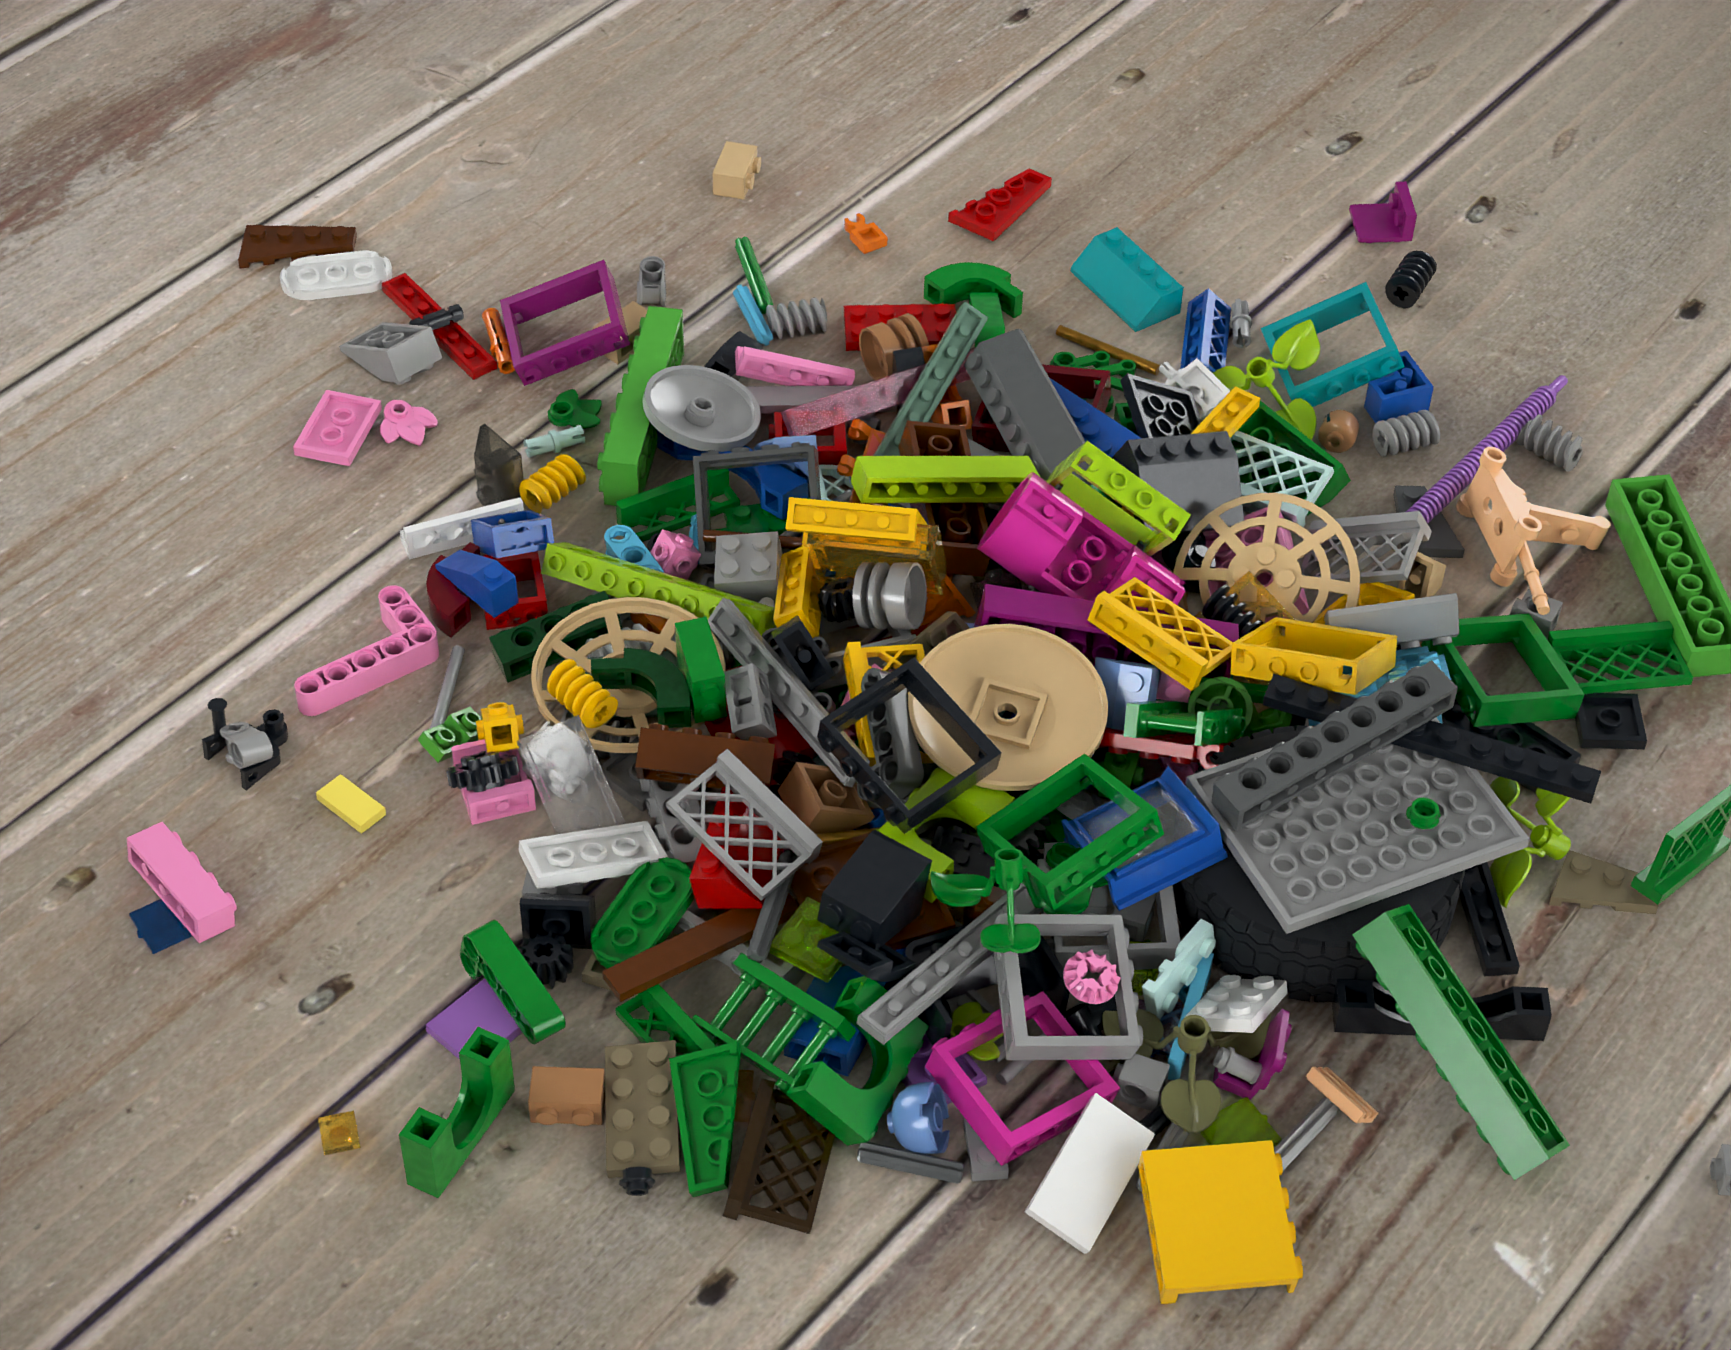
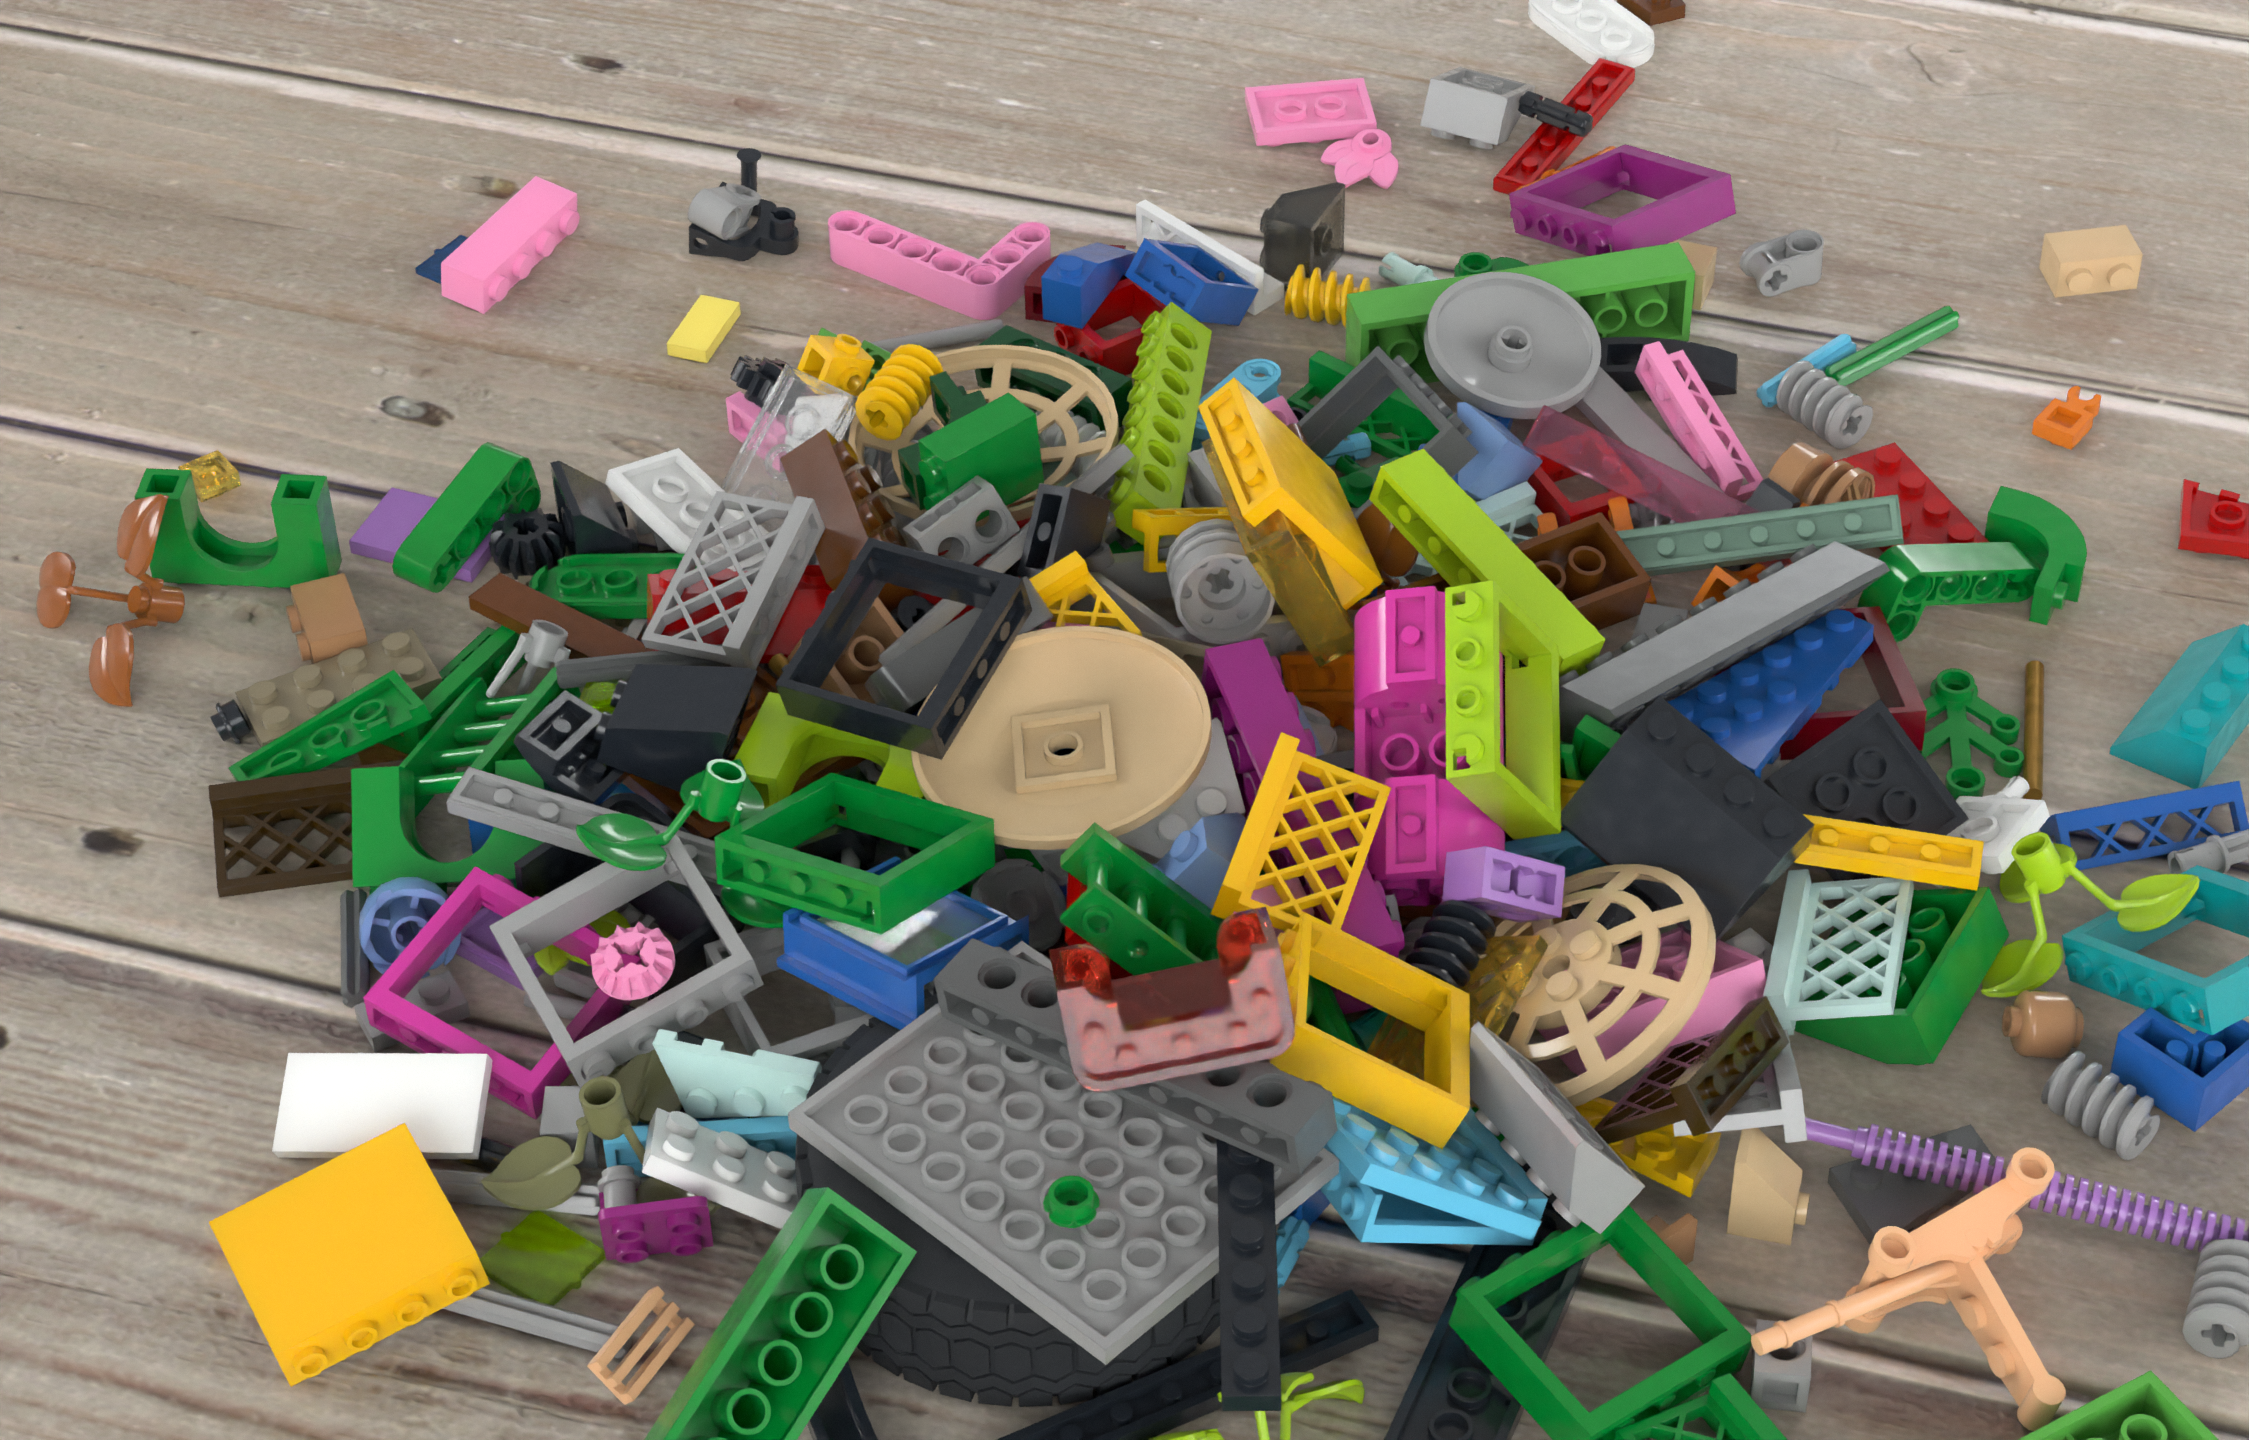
camera: 70 degrees right, 5 degrees down
(478, 1160) = (150, 601): none -> dark orange plant
(706, 962) = (541, 647): none -> light grey plant
(1205, 570) = (1504, 884): none -> medium lavender brick
(1343, 693) = (1178, 1016): none -> clear red windscreen
(1382, 540) = (1699, 1077): none -> dark brown fence

